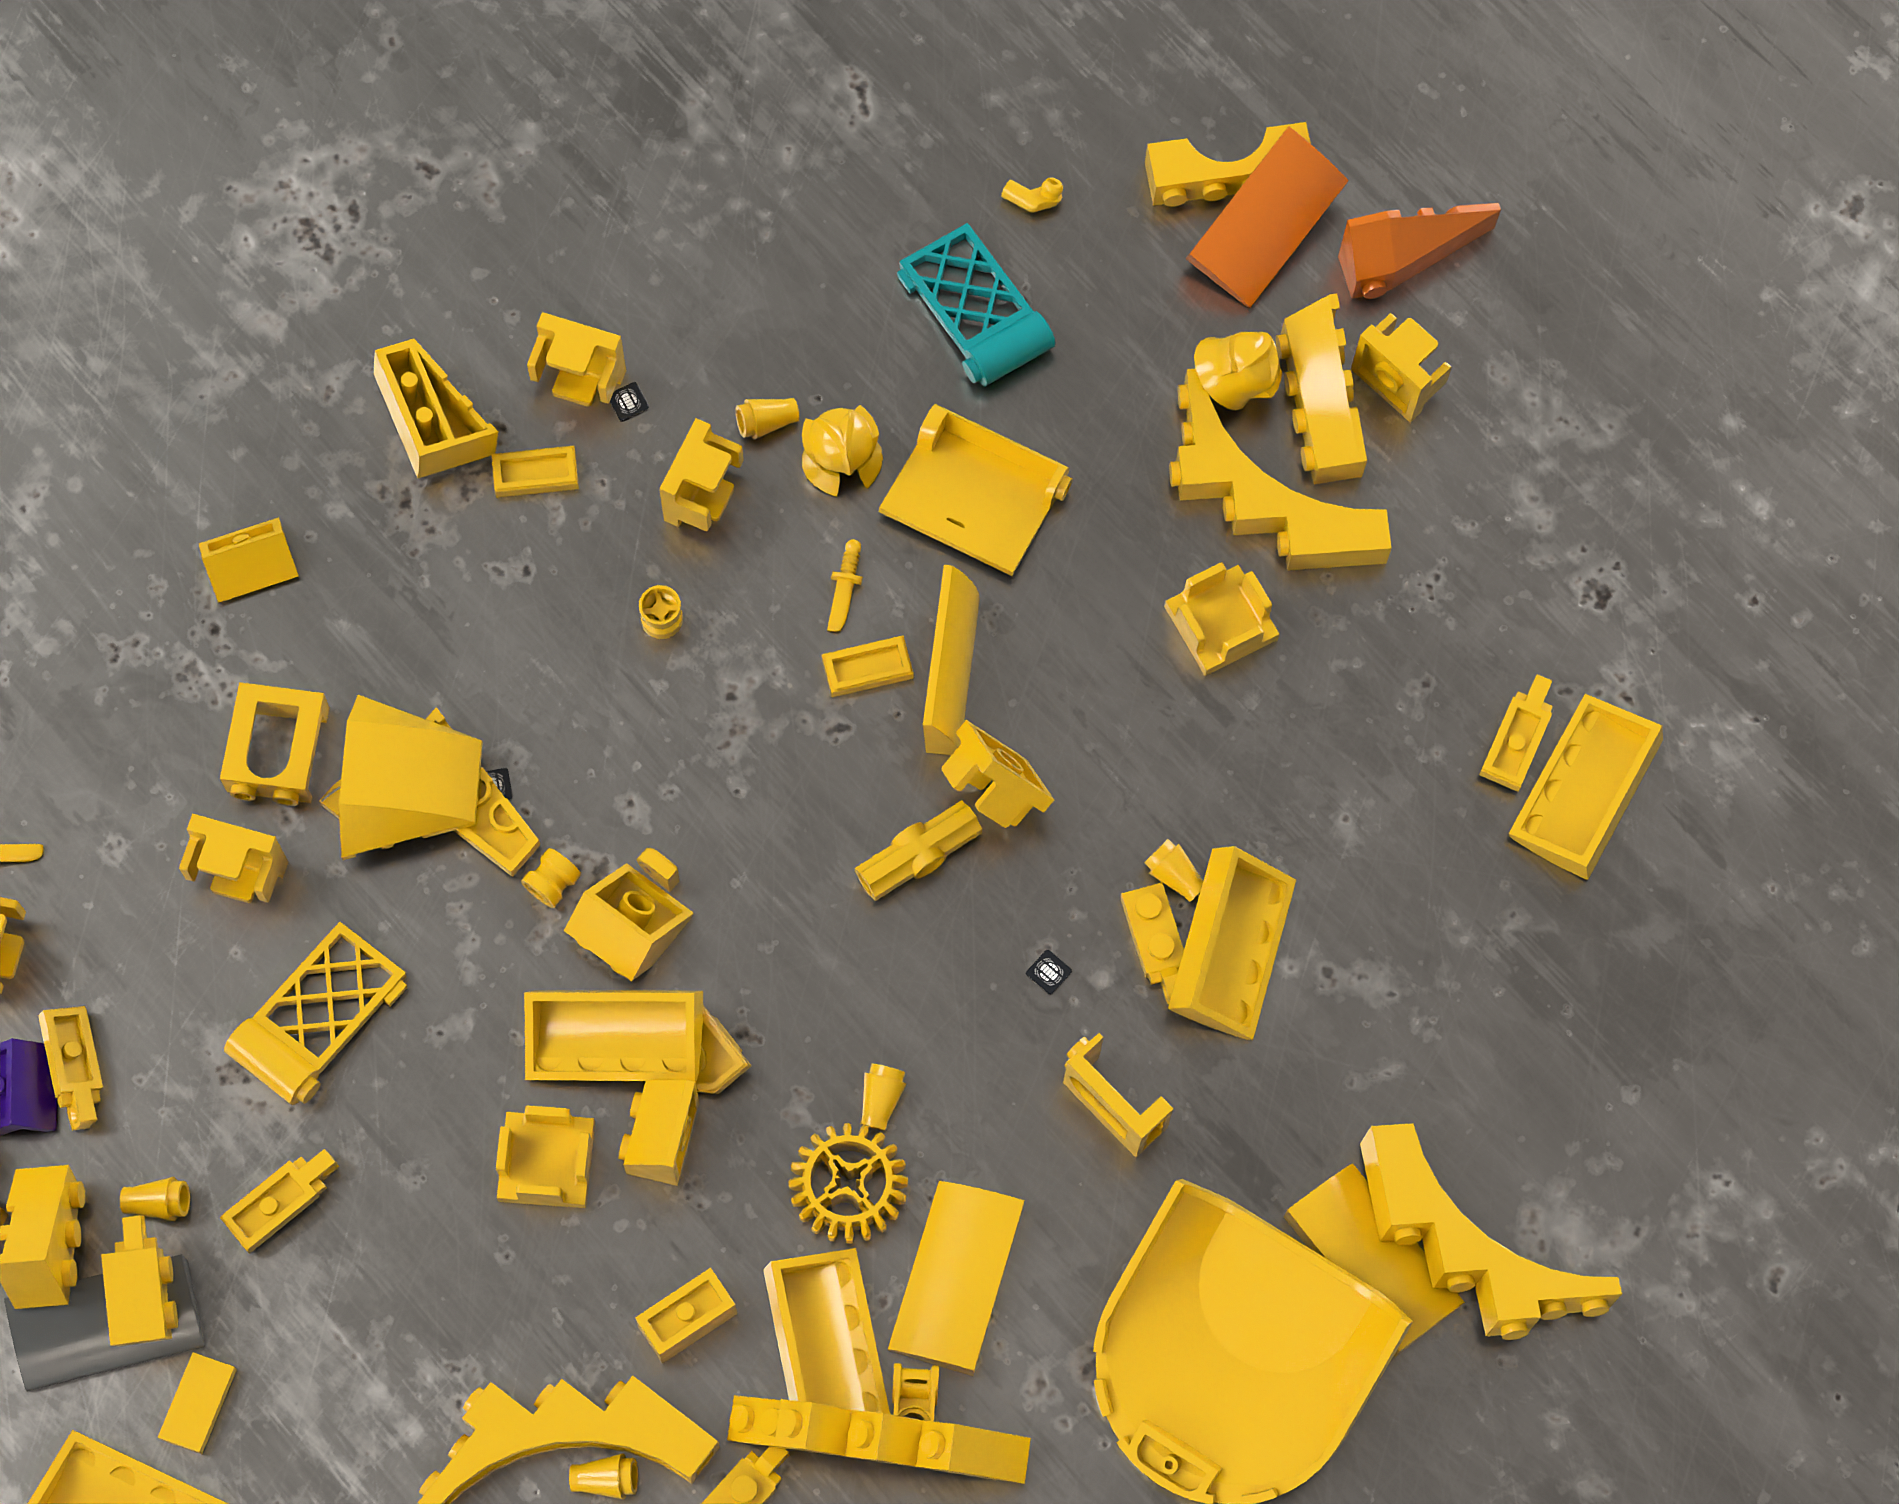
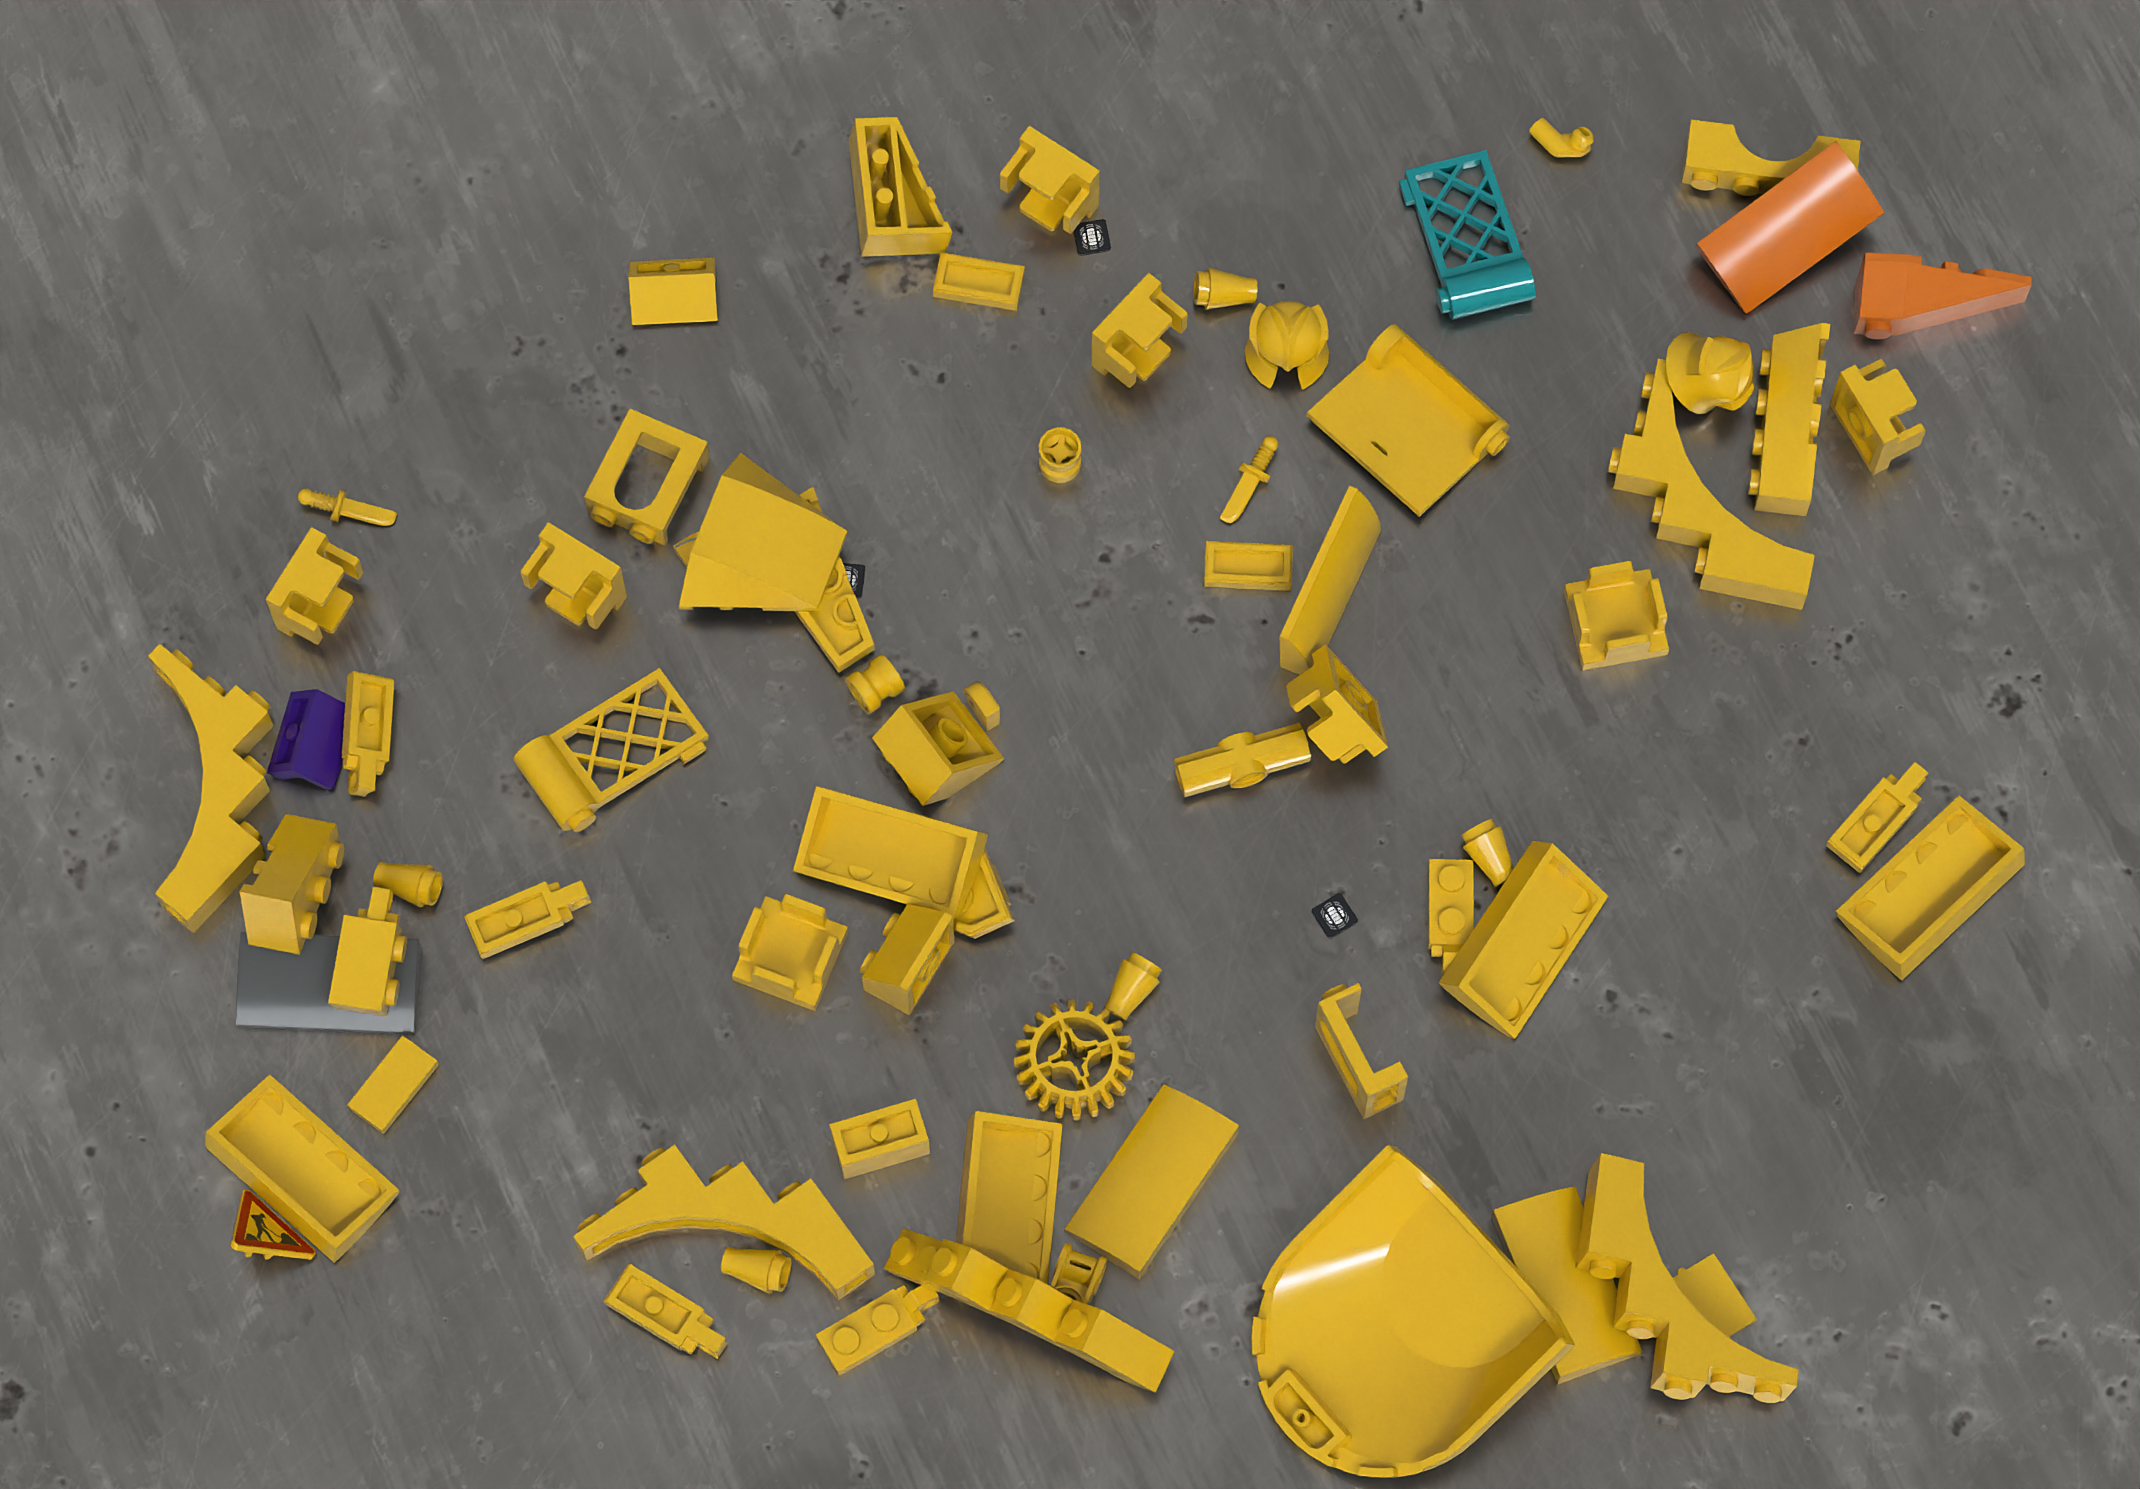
camera: 20 degrees right, 0 degrees up
(1514, 1227) = (1715, 1295): none -> yellow piece

